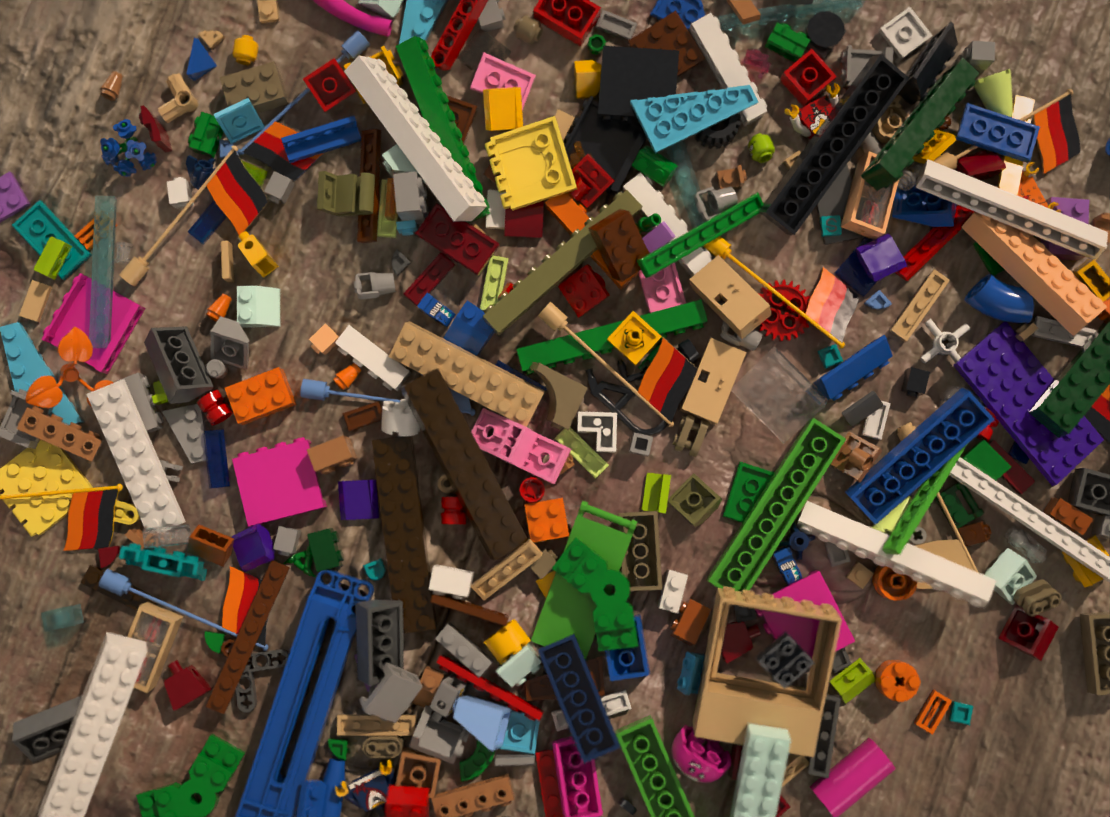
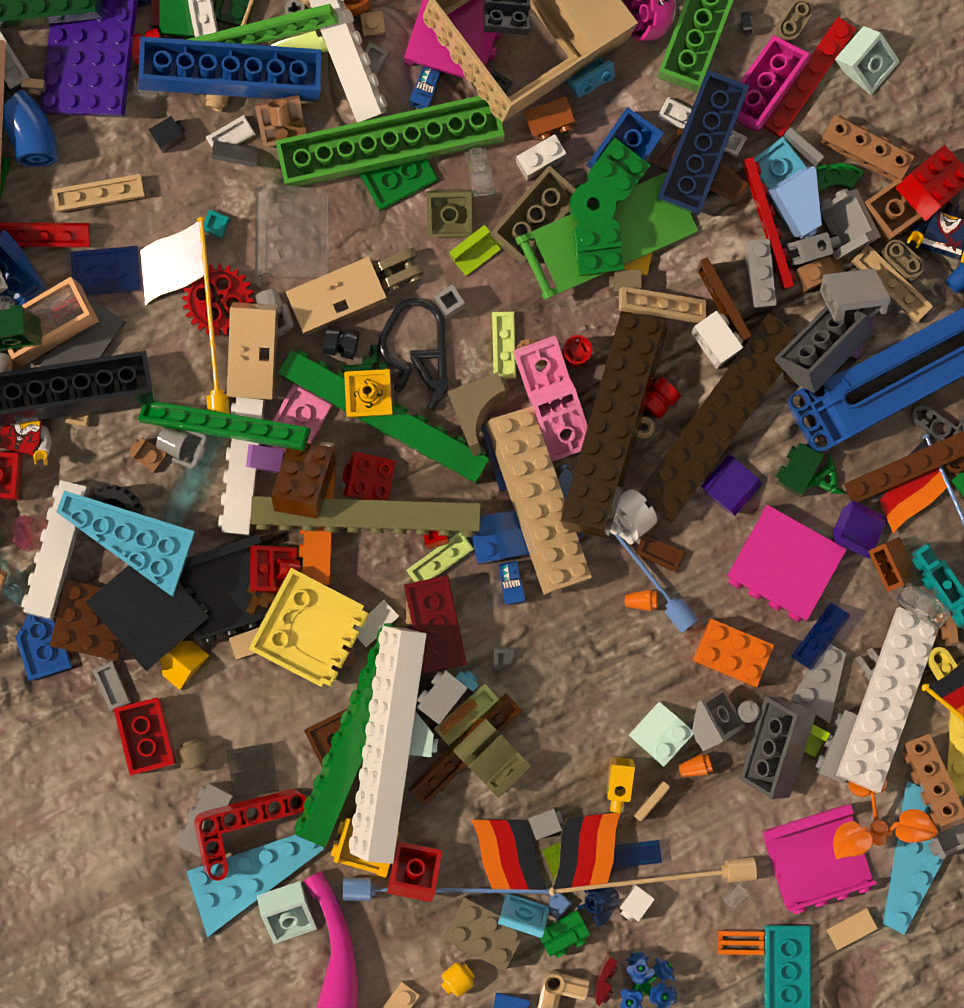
camera: 135 degrees left, 0 degrees up
(52, 257) = (801, 952): lime panel -> none
(102, 271) = (767, 896): clear light blue plate -> none
(214, 407) = (781, 680): red wheel -> none
(286, 540) = (824, 508): light grey brick -> none
(321, 139) = (468, 829): blue fence -> none
(324, 340) = (632, 649): light nougat brick -> none
(332, 454) = (718, 541): medium nougat brick -> none
(338, 747) = (941, 296): green tile -> none
(373, 358) = (605, 595): white brick -> none
(375, 570) = (772, 413): teal tile -> none
(381, 284) = (538, 653): light grey piece -> none
(429, 278) = (491, 617): dark red tile -> none
(500, 74) = (260, 730): bright pink tile -> none
(503, 108) = (284, 703): yellow slope -> none
(507, 641) = (718, 246): yellow brick -> none
(519, 665) = (726, 219): light aqua slope -> none
(525, 221) = (361, 586): dark red slope -> none
(546, 520) = (589, 314): orange brick -> none
(596, 44) = (145, 685): green tile -> none
(604, 426) = (465, 345): white brick -> none
(647, 223) = (261, 482): green pin -> none
(654, 166) = (204, 521): green brick -> none
(664, 379) = (378, 334): flag -> none
(701, 544) = (479, 172): none -> clear slope
(738, 640) = (525, 66): dark red torso -> none
(761, 148) = (96, 455): lime head -> none
(791, 541) = (395, 92): dark blue brick -> none
(830, 225) = (105, 331): teal tile -> none
(854, 368) = (207, 193): blue slope -> none
(878, 301) = (128, 231): medium blue tile -> none
(880, 257) = (91, 262): dark purple slope -> none
(938, 346) = (108, 151): white bar -> none

